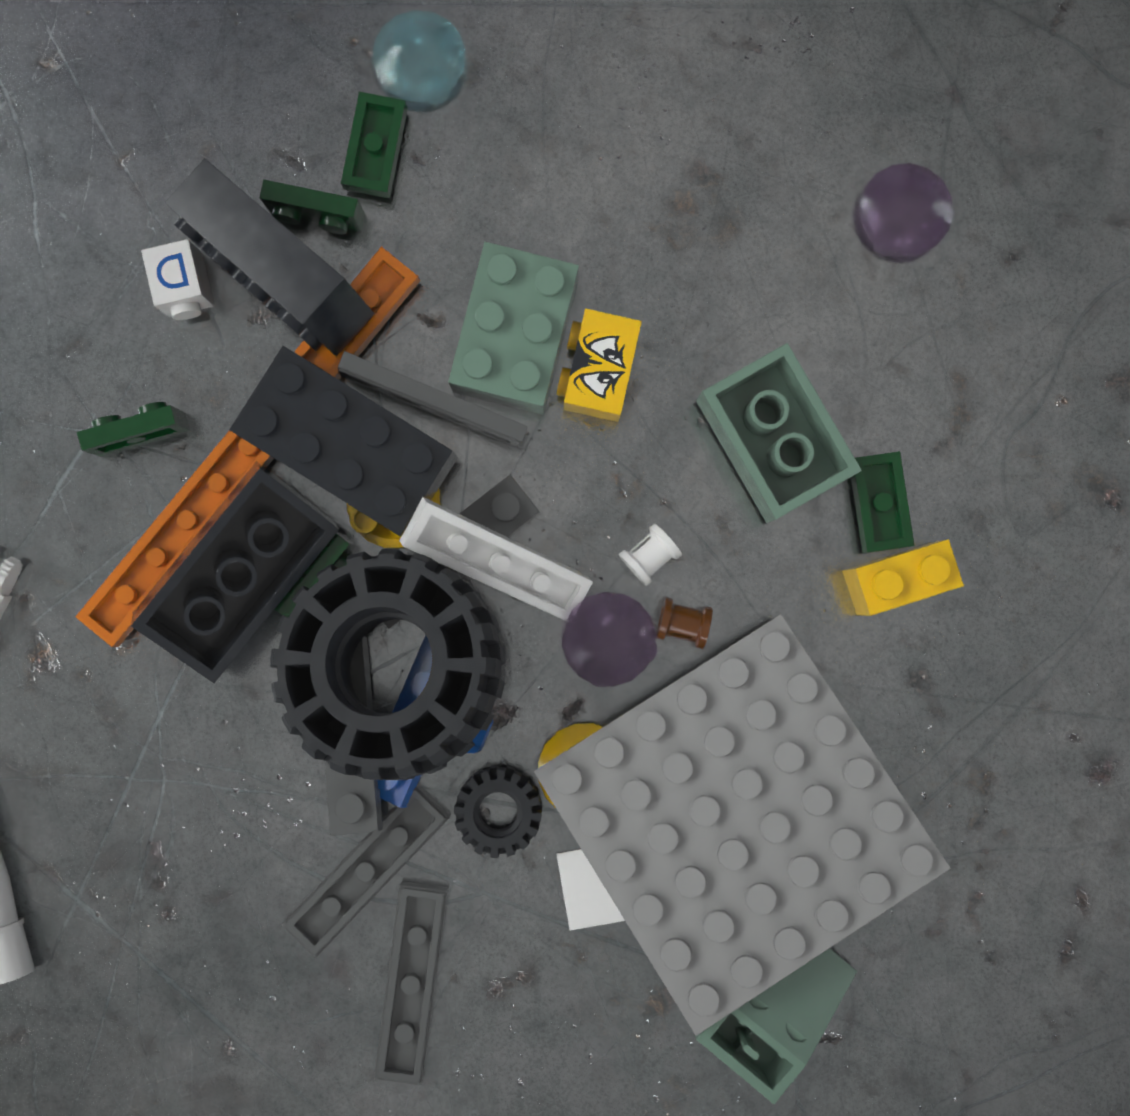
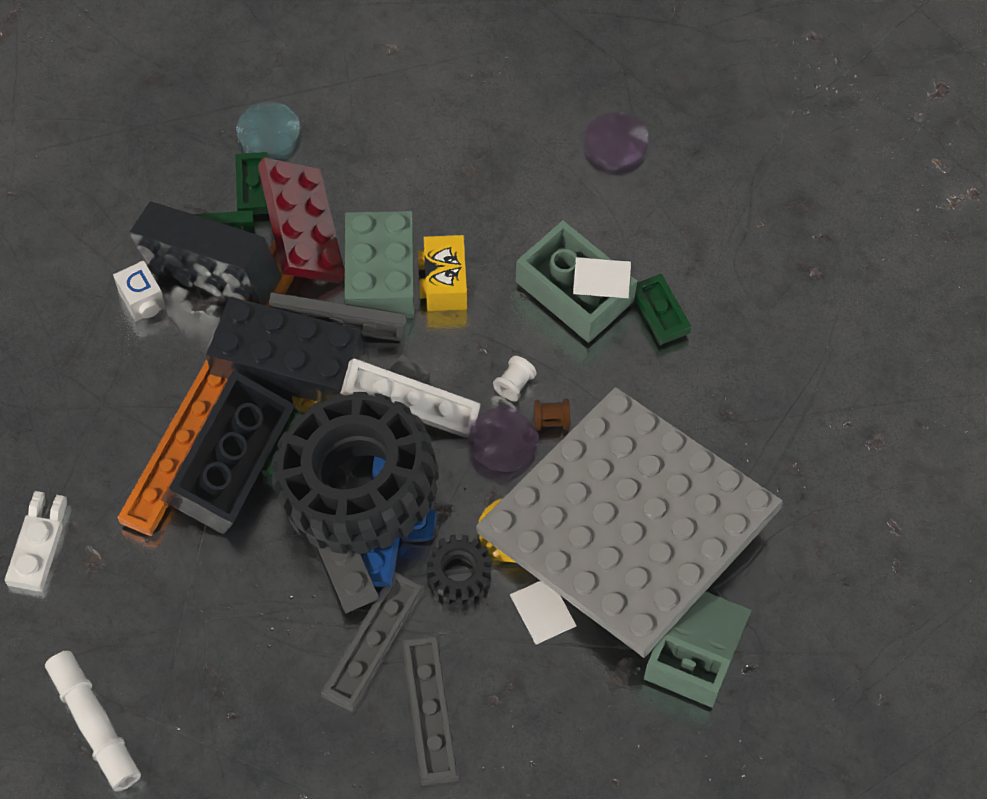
camera: 15 degrees left, 25 degrees down
(116, 434) = (133, 389): dark green plate -> none
(422, 229) = (301, 221): none -> dark red plate
(814, 453) = (602, 277): none -> white sticker
(903, 578) = (690, 347): yellow brick -> none

